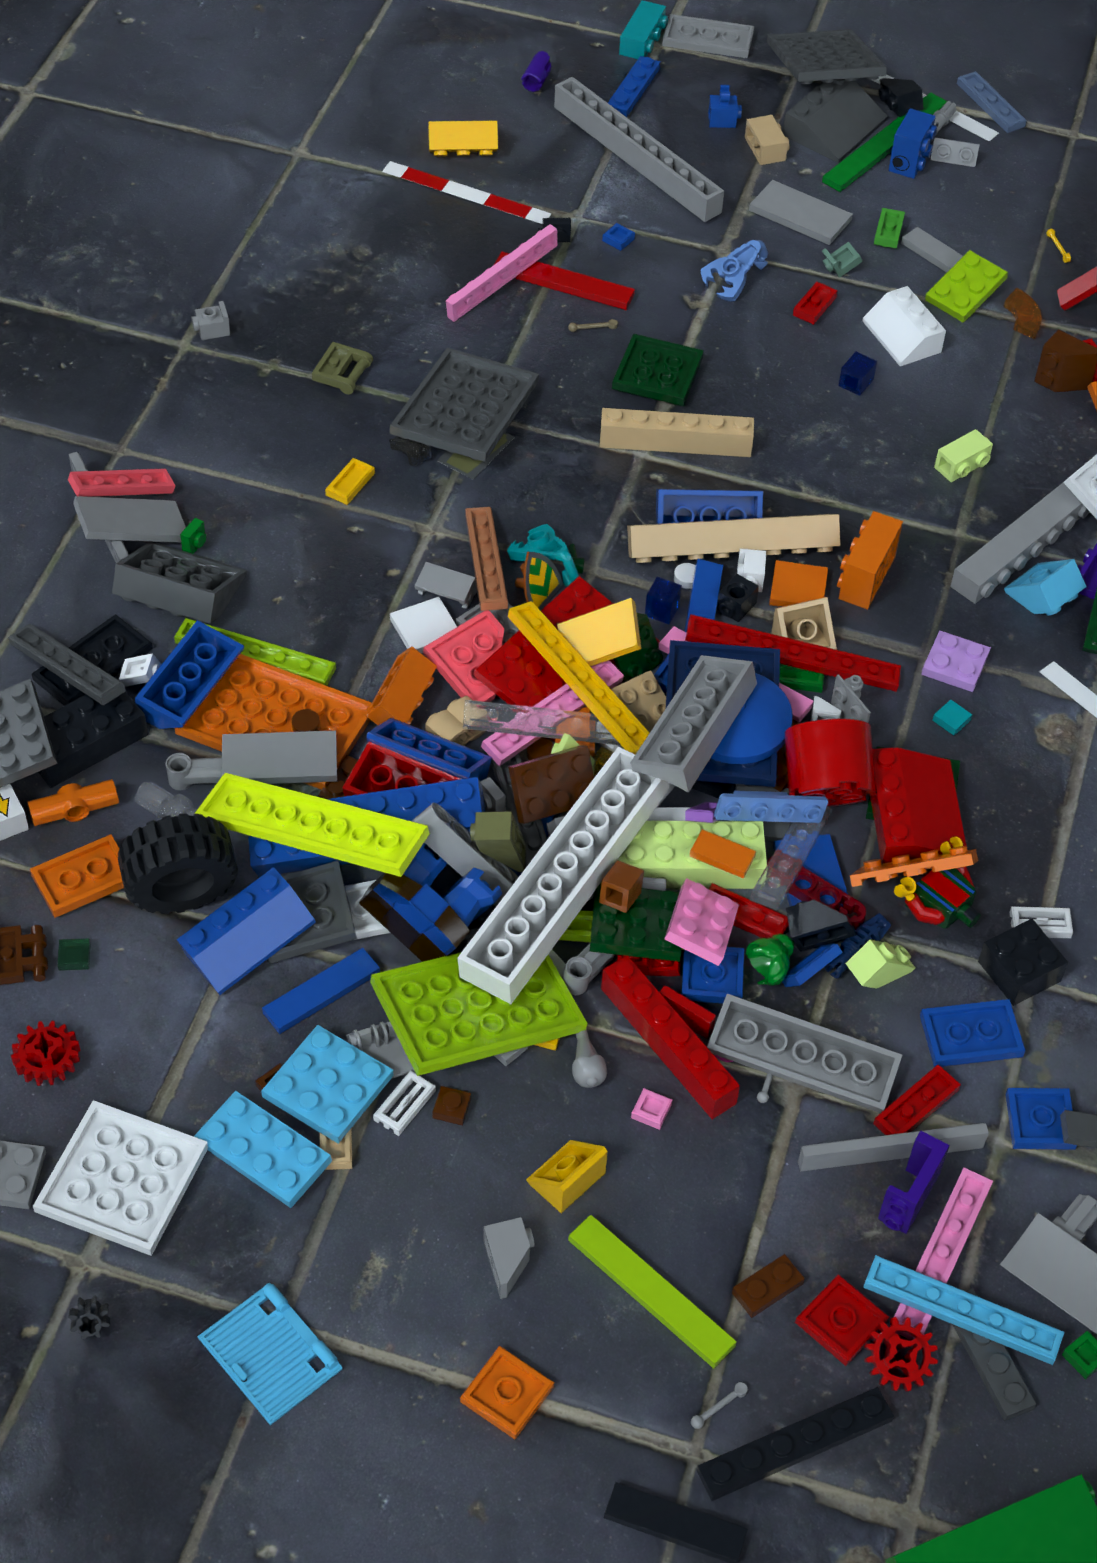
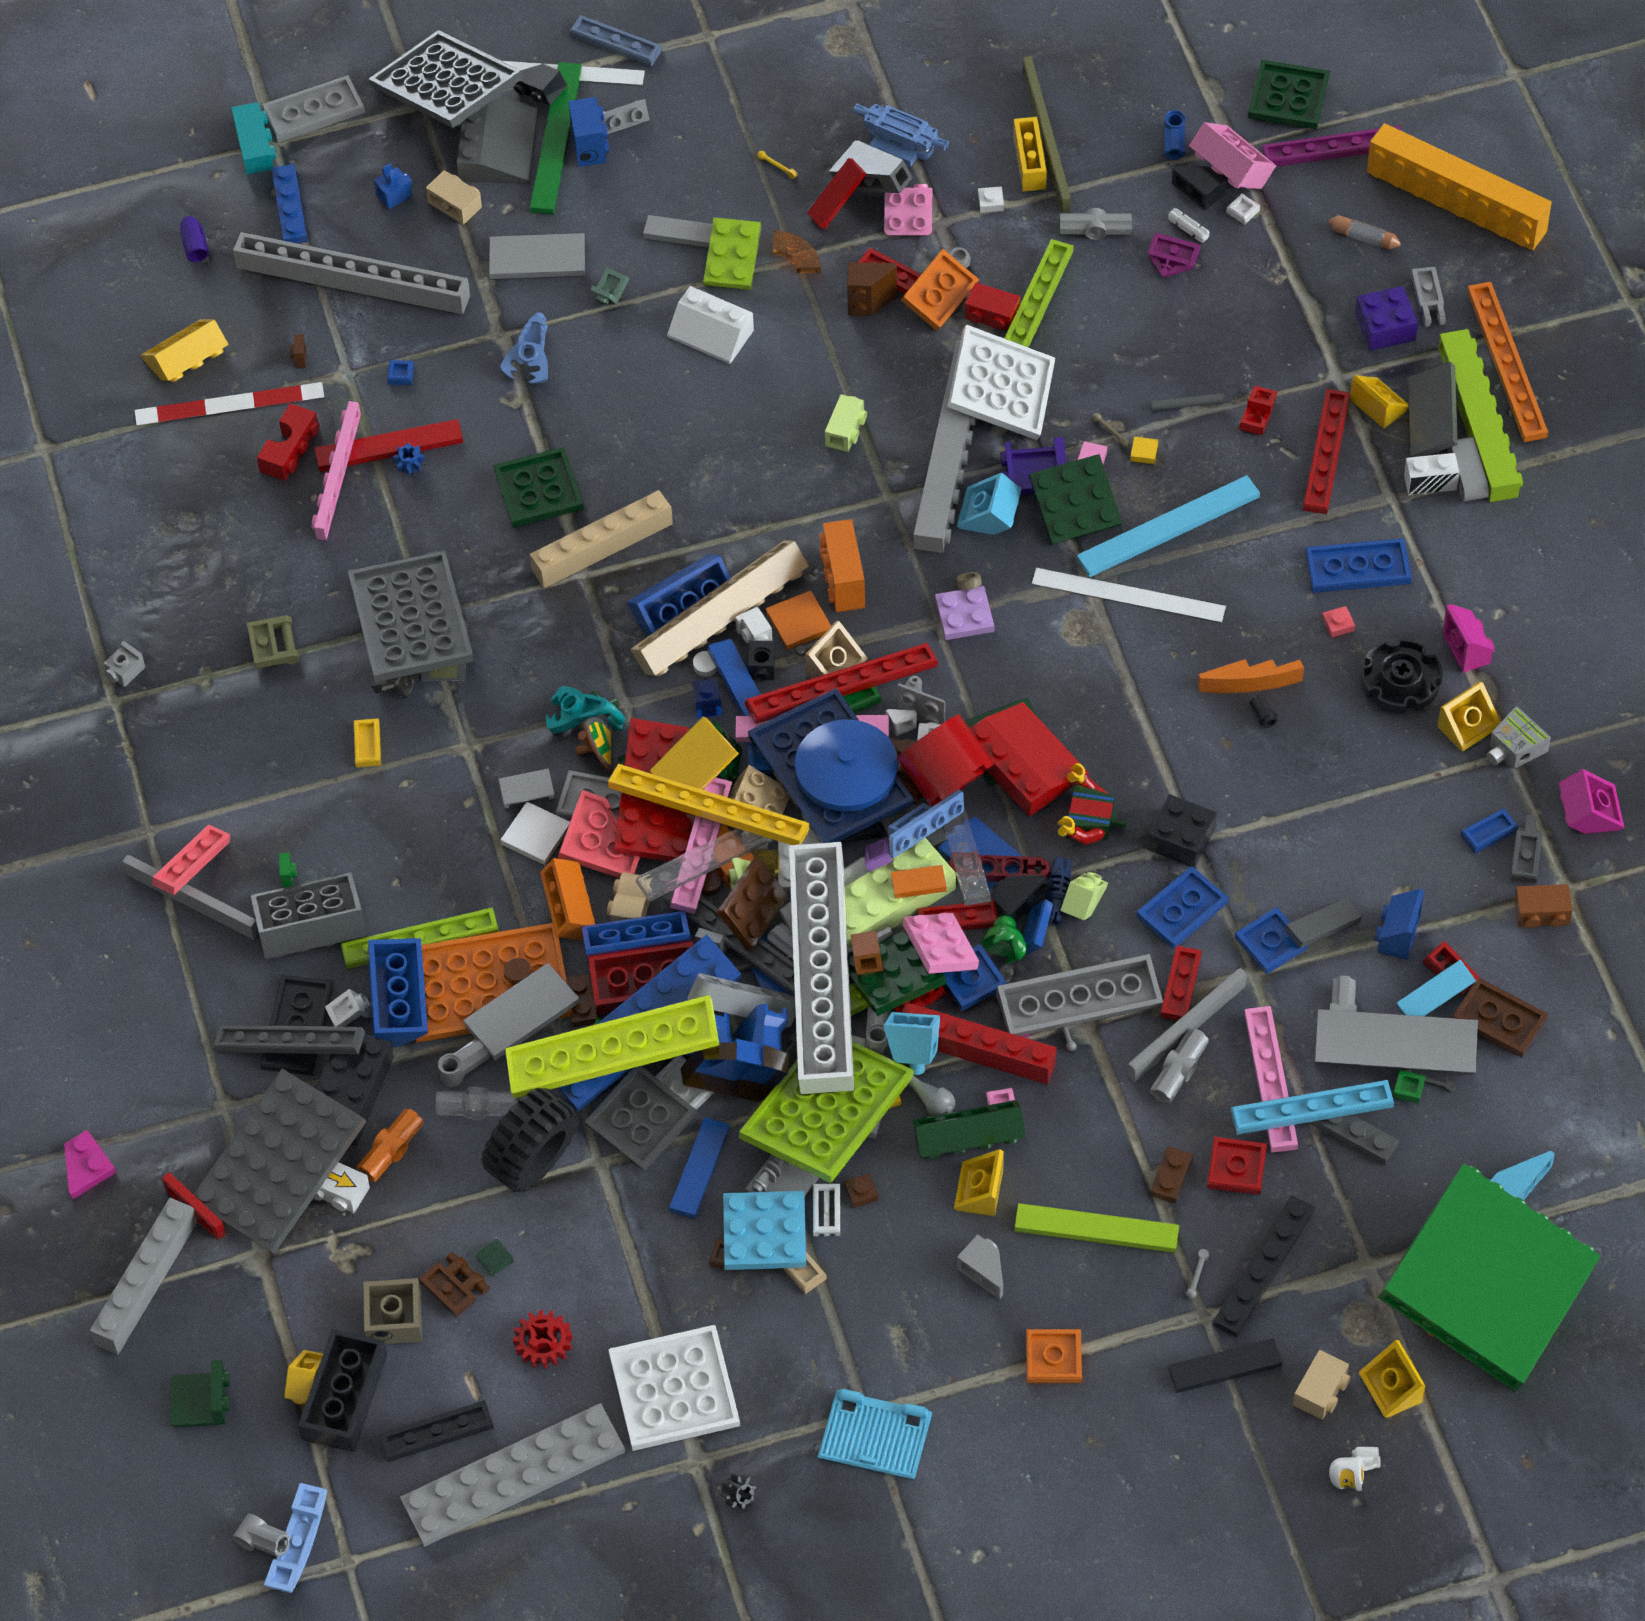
camera: 30 degrees left, 5 degrees up
(79, 876) = (448, 1195): orange plate -> none
(129, 519) = (227, 887): light grey tile -> none
(246, 931) = (615, 1158): blue slope -> none
(264, 1149) = (757, 1304): medium azure plate -> none
(469, 244) = (281, 458): none -> red arch
(486, 559) = (540, 746): nougat tile -> none
(499, 838) = (757, 971): olive slope -> none
(550, 181) = (298, 351): none -> reddish brown plate
(563, 227) = (340, 399): black bracket -> none
(568, 295) = (408, 458): none -> blue gear
(596, 1111) = (969, 1129): none -> dark green brick
(605, 992) = (913, 1038): none -> medium azure torso
(612, 324) = (463, 464): dark tan hinge -> none
(694, 1015) = (982, 1015): red tile -> none
(696, 721) = (830, 788): light grey arch -> none
(815, 302) = (618, 343): red plate -> none
(855, 1182) = (1179, 1066): none -> light grey piece
(857, 373) = (705, 393): clear blue brick -> none
(889, 228) = (625, 230): bright green plate -> none
(909, 1367) = (1281, 1158): red gear -> none
(925, 1162) = (1220, 1021): dark purple panel -> none
(943, 115) = (586, 82): light grey axle -> none
(952, 717) = (995, 663): teal tile -> none
(957, 858) = (1059, 806): orange wing -> none
(979, 635) = (968, 580): none -> dark tan tile
(1051, 928) = (1180, 790): white tile -> none

